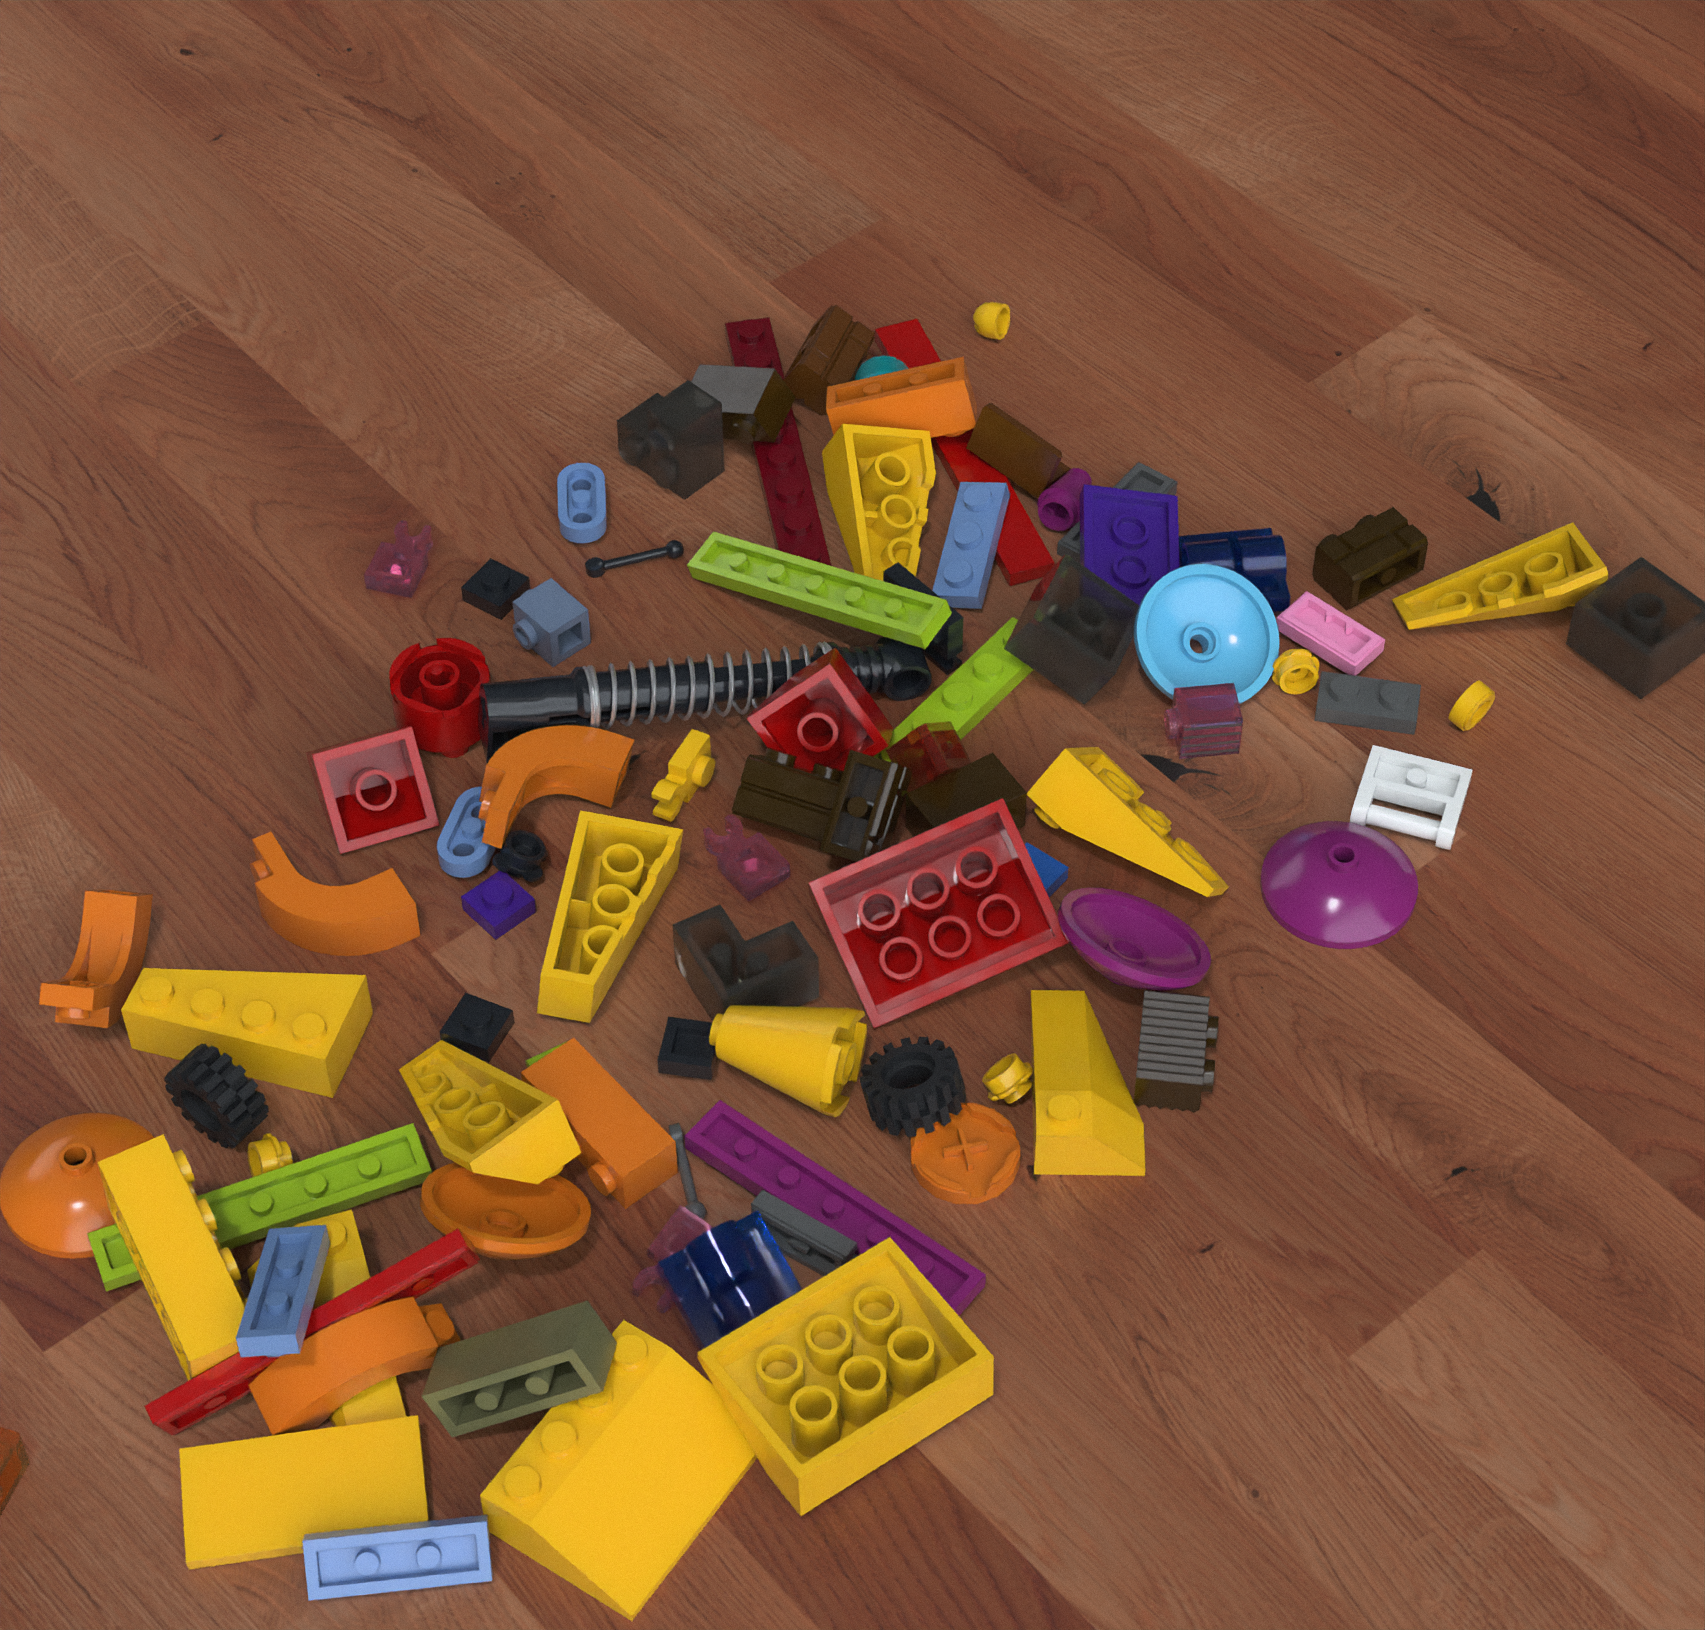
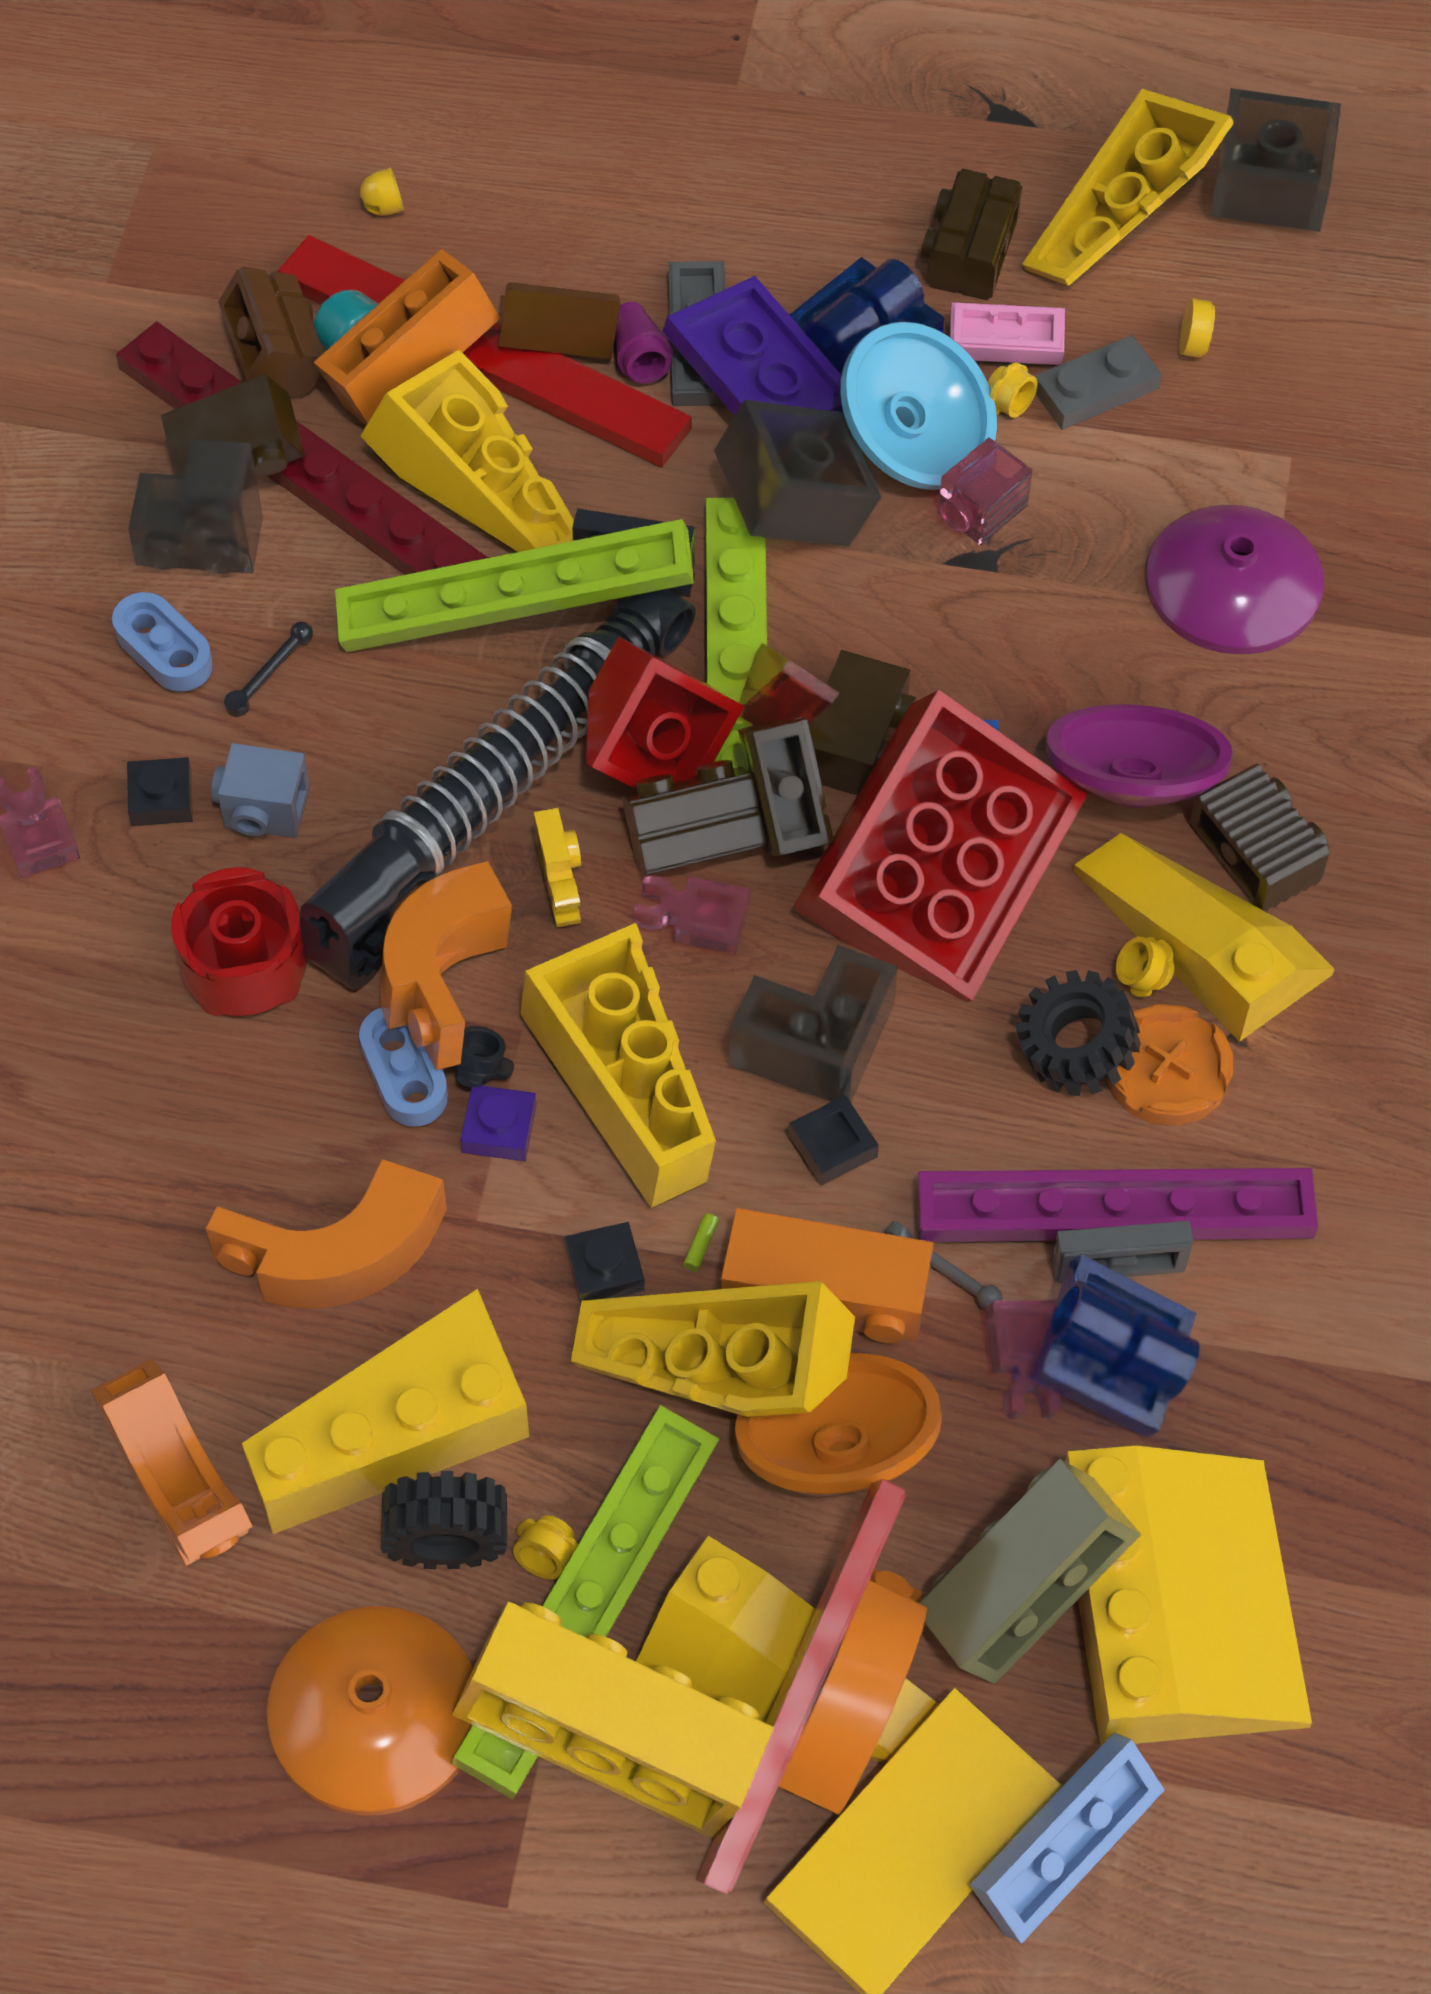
camera: 40 degrees left, 10 degrees up
(283, 1291) = (763, 1667): medium blue plate -> none
(373, 788) = (256, 1086): slope -> none
(795, 1049) = (950, 1073): yellow cone -> none
(848, 1374) = (1297, 1350): yellow slope -> none
(971, 543) = (597, 443): medium blue plate -> none
(1100, 804) = (968, 643): yellow wedge -> none
(1414, 784) = (1221, 436): white plate -> none

